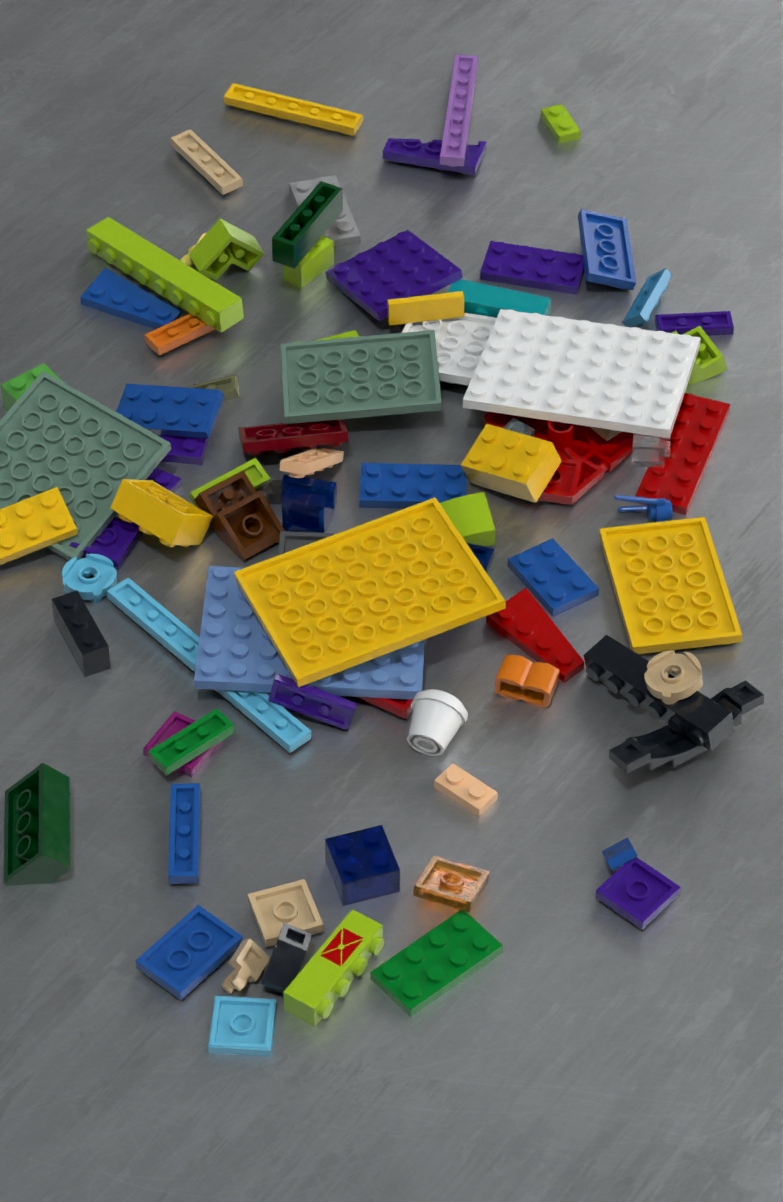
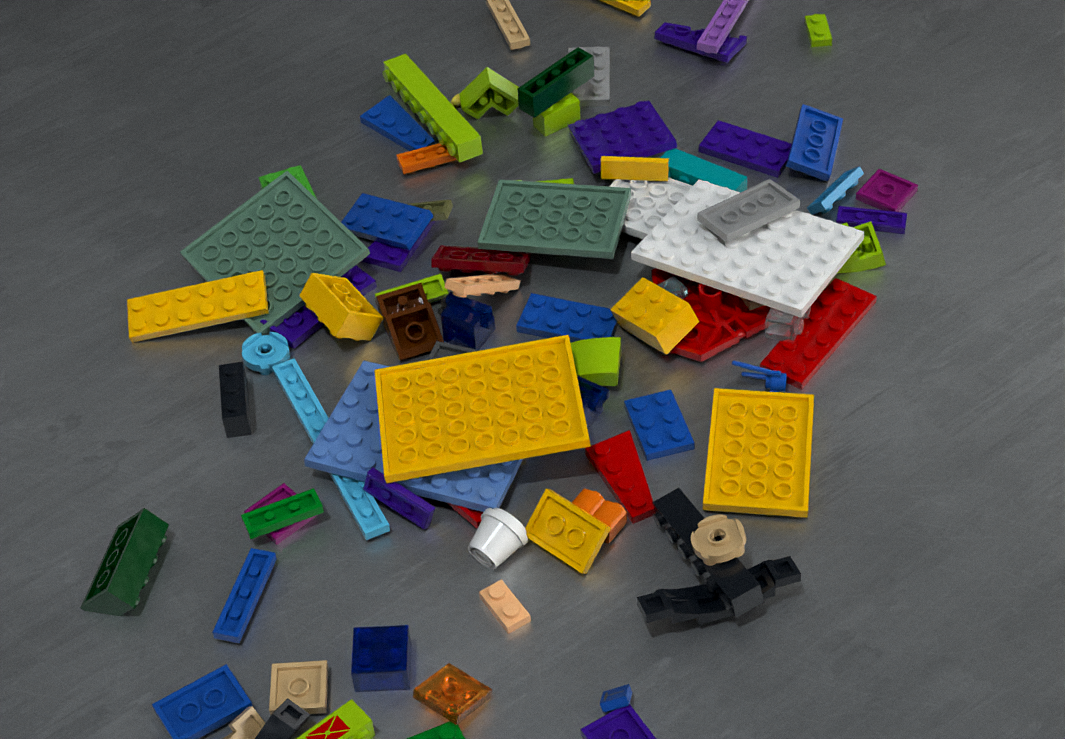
camera: 20 degrees right, 0 degrees up
(505, 700) = (566, 531): none -> yellow plate
(573, 334) = (748, 210): none -> light grey plate
(699, 291) = (886, 191): none -> magenta tile

